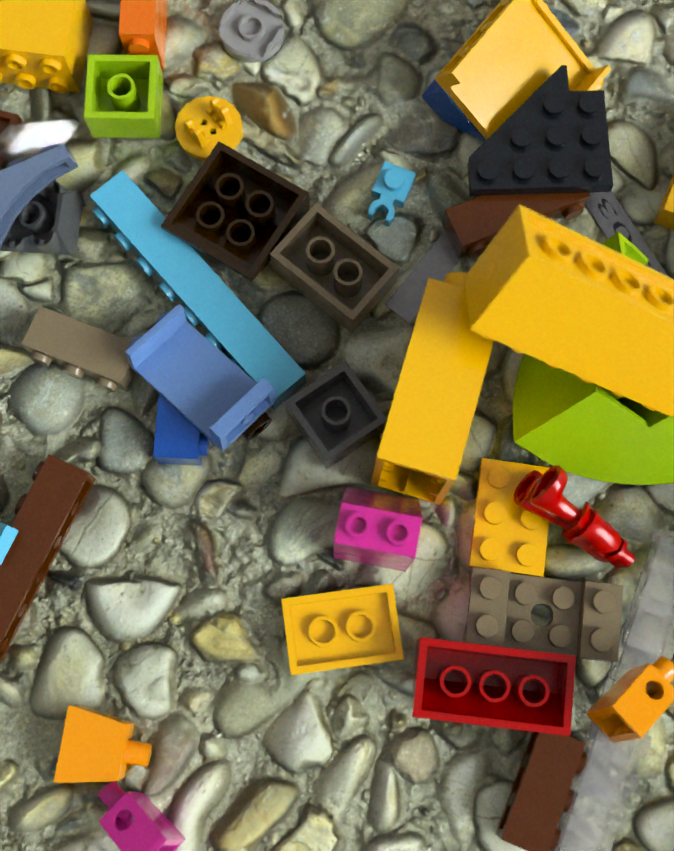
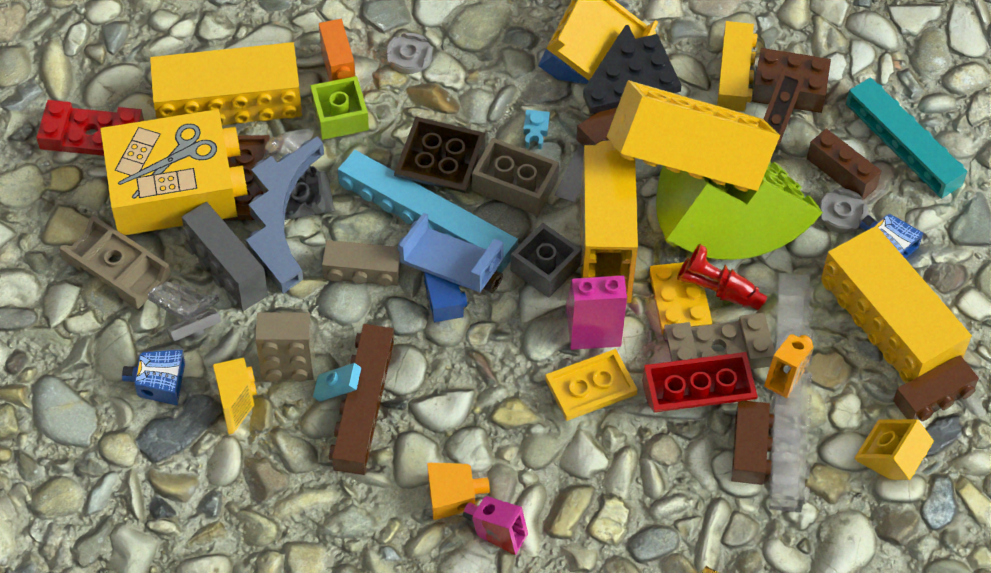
camera: 15 degrees left, 20 degrees down
(220, 118) = (392, 114): yellow plate -> none

